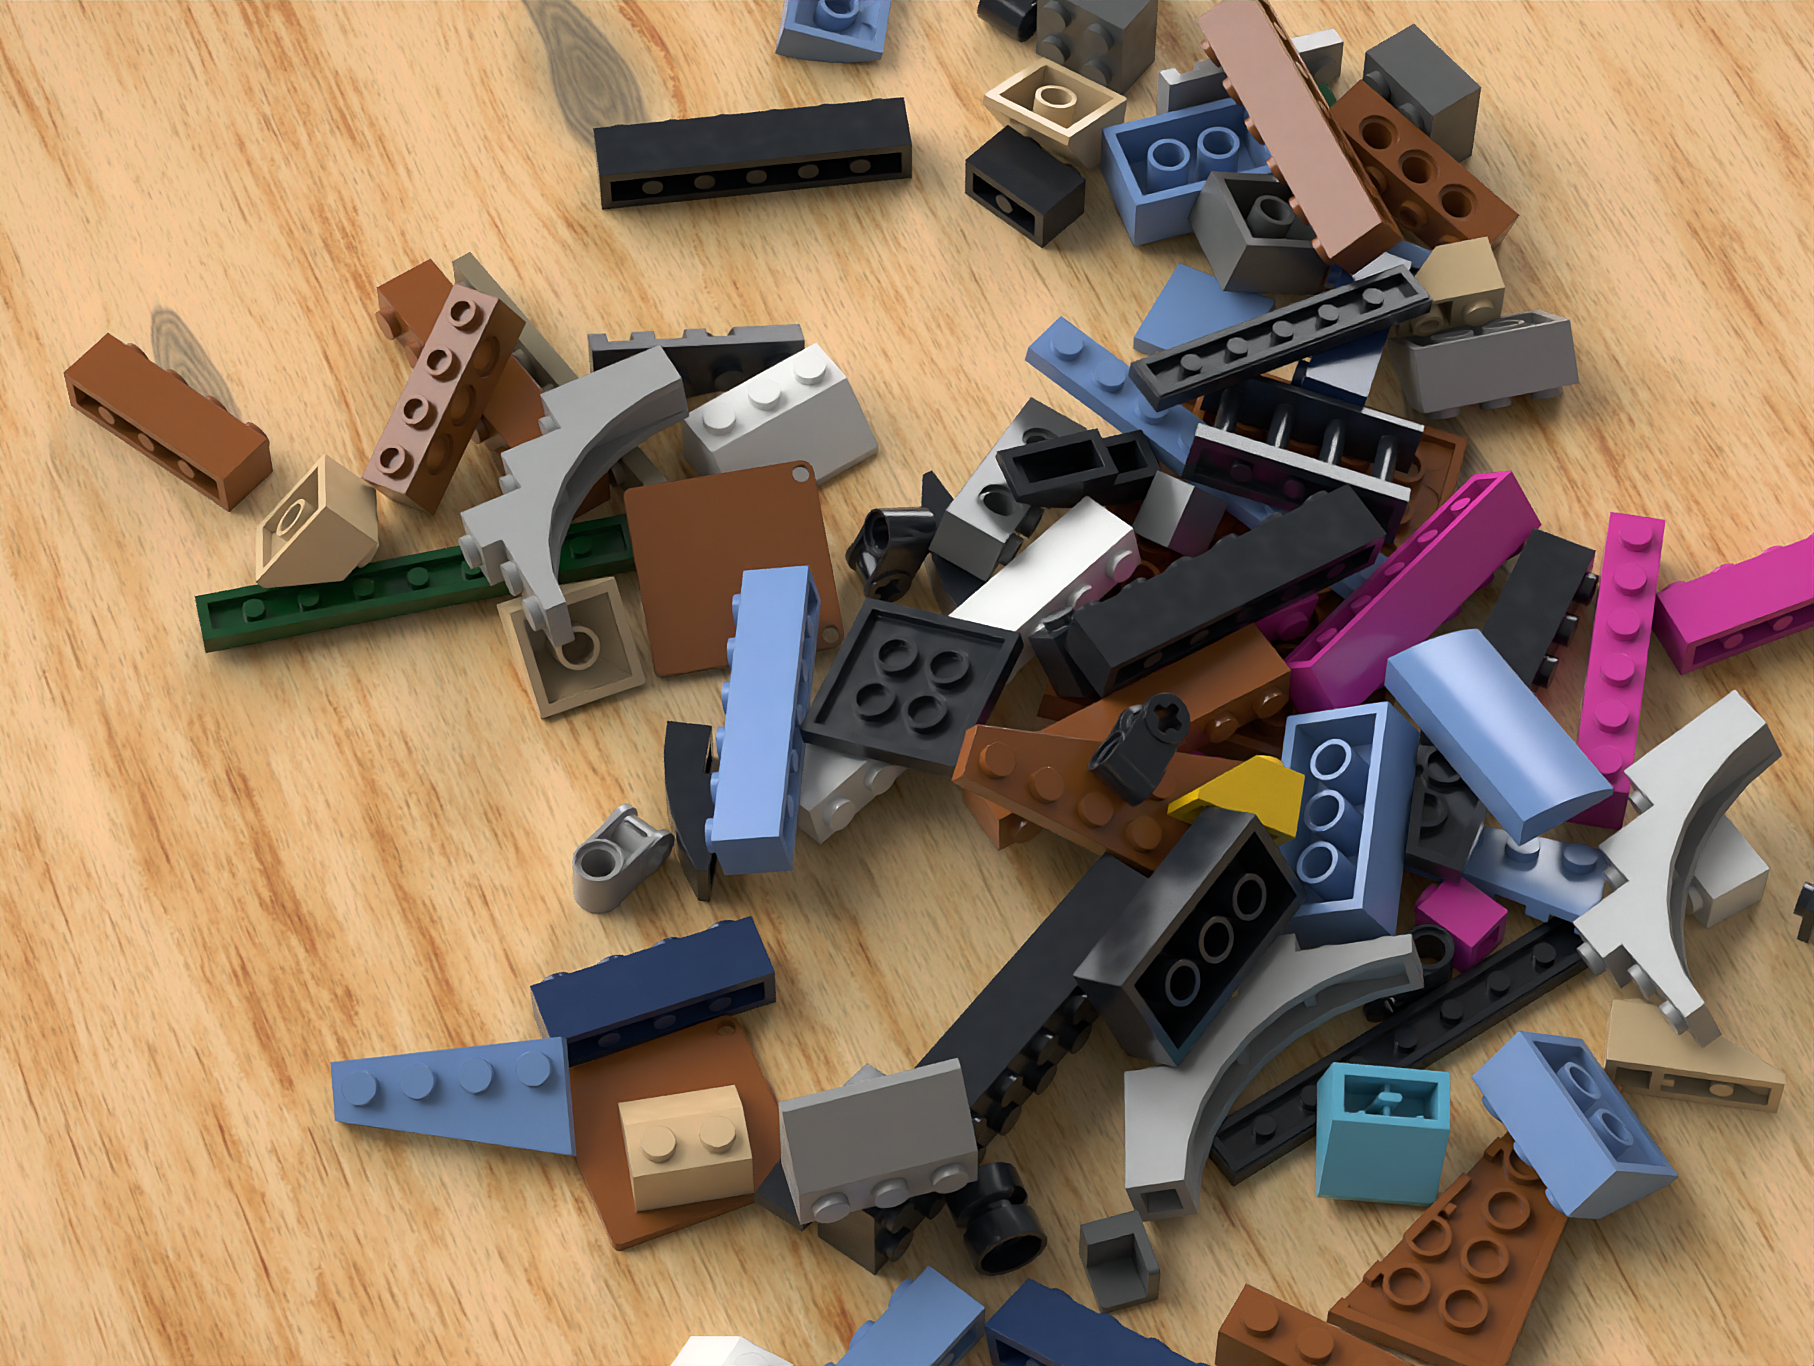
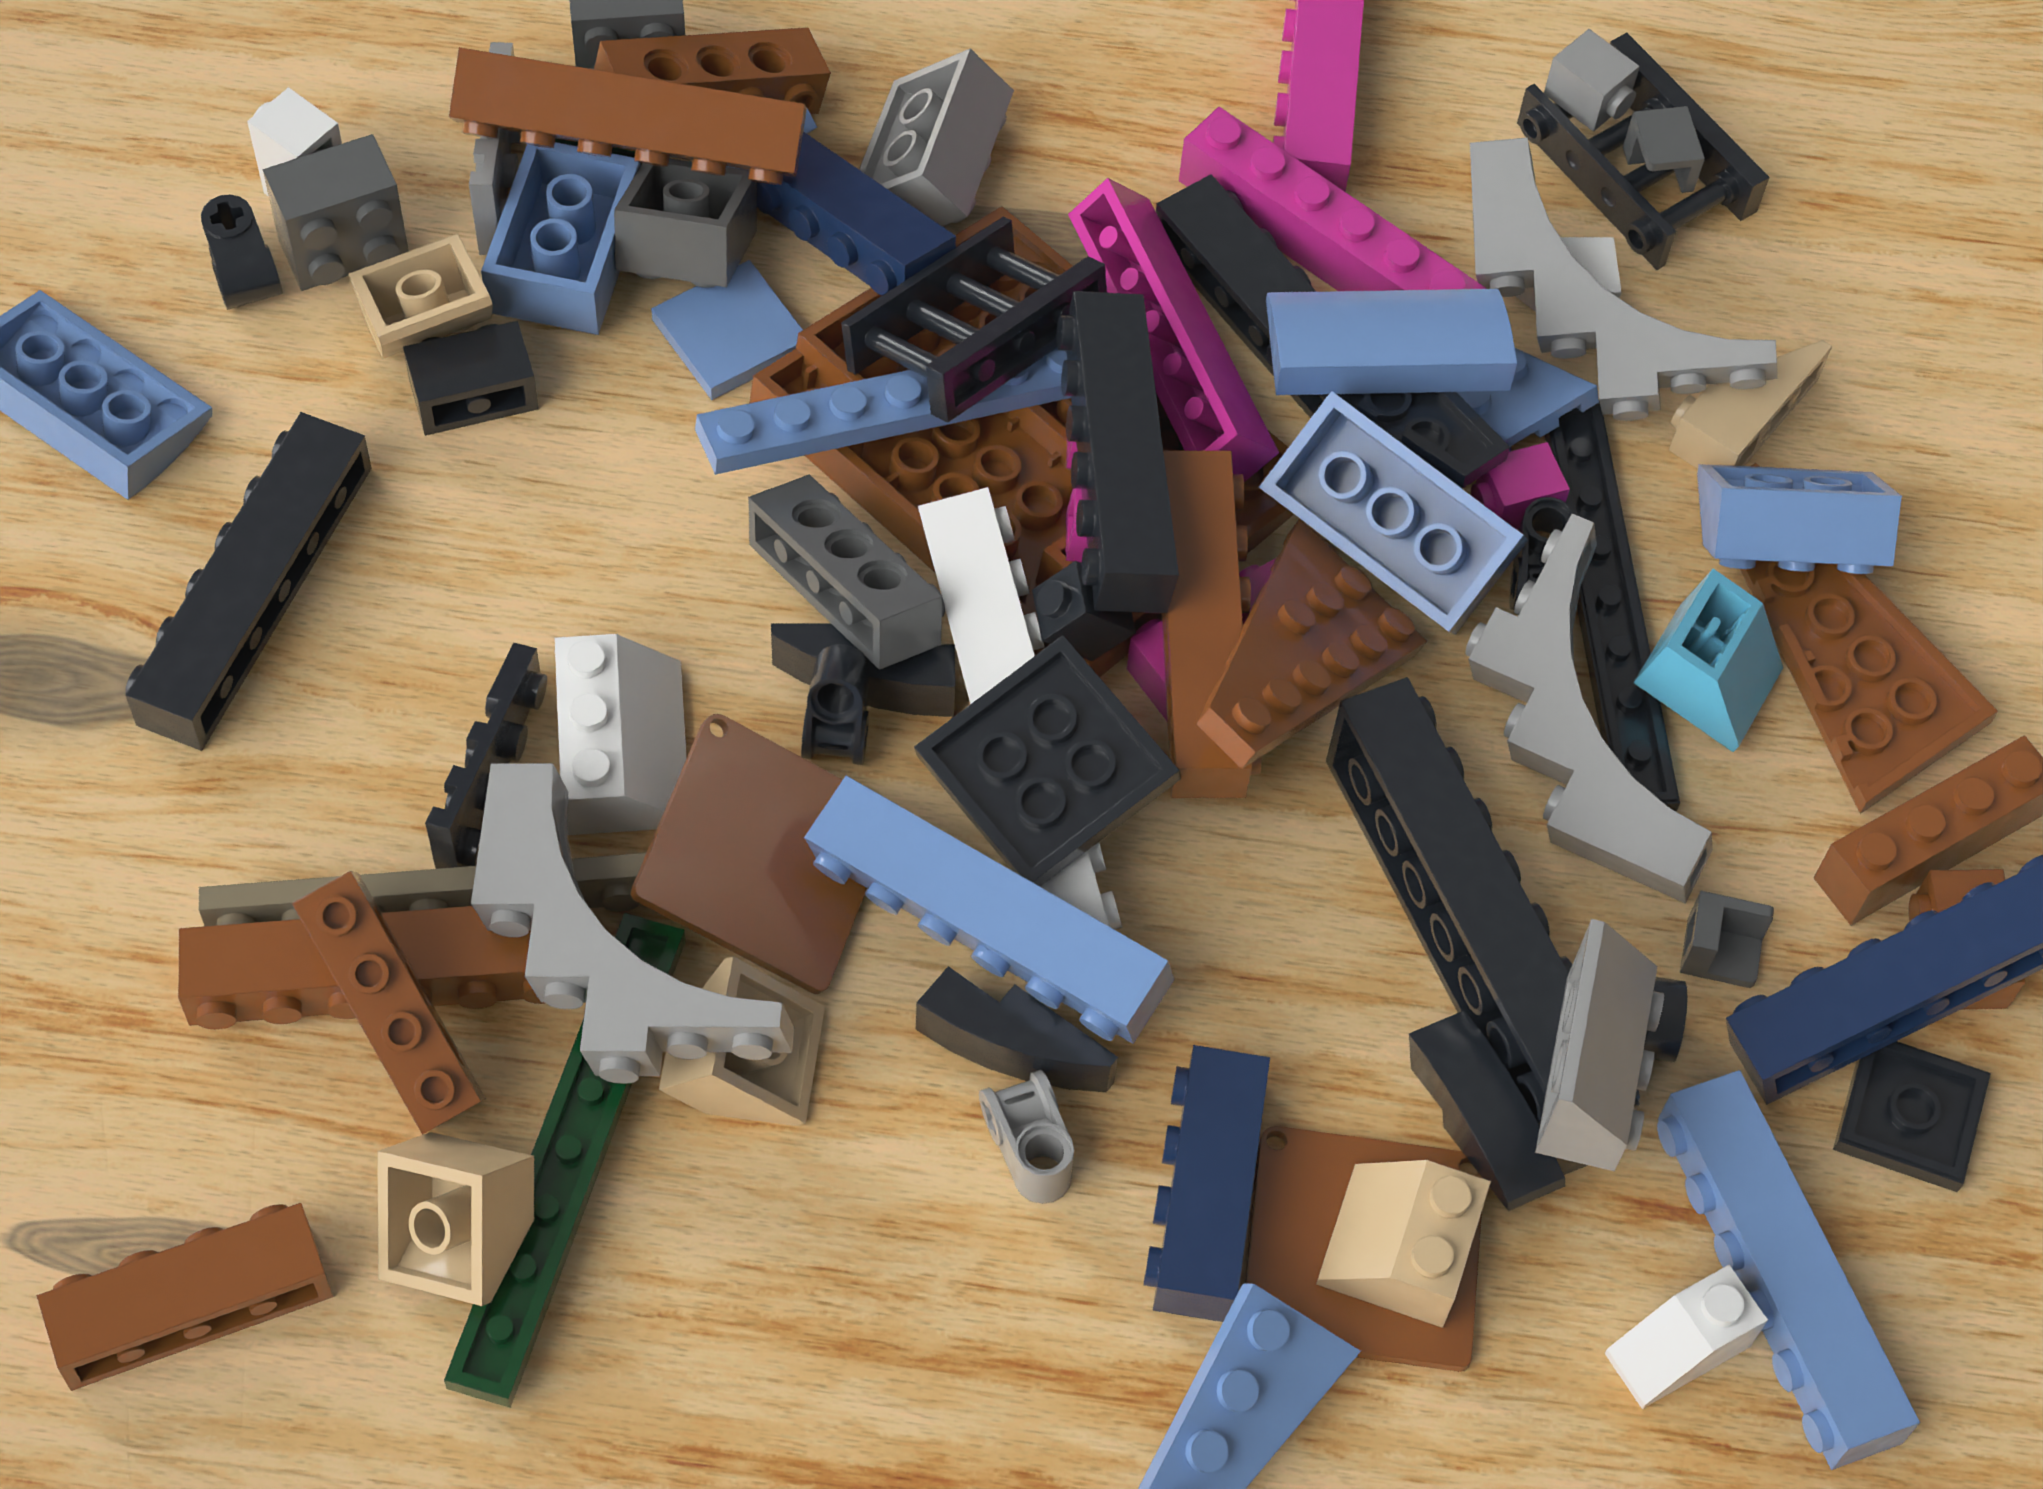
camera: 65 degrees left, 5 degrees up
(1080, 465) = (884, 493): black slope -> none
(1141, 747) = (1280, 600): black piece -> none
(1179, 515) = (969, 453): dark grey panel -> none
(1191, 935) = (1475, 681): black brick -> none
(1253, 787) = (1350, 561): yellow slope -> none
(1279, 338) = (852, 262): black tile -> none
(1463, 288) = (854, 111): tan slope -> none

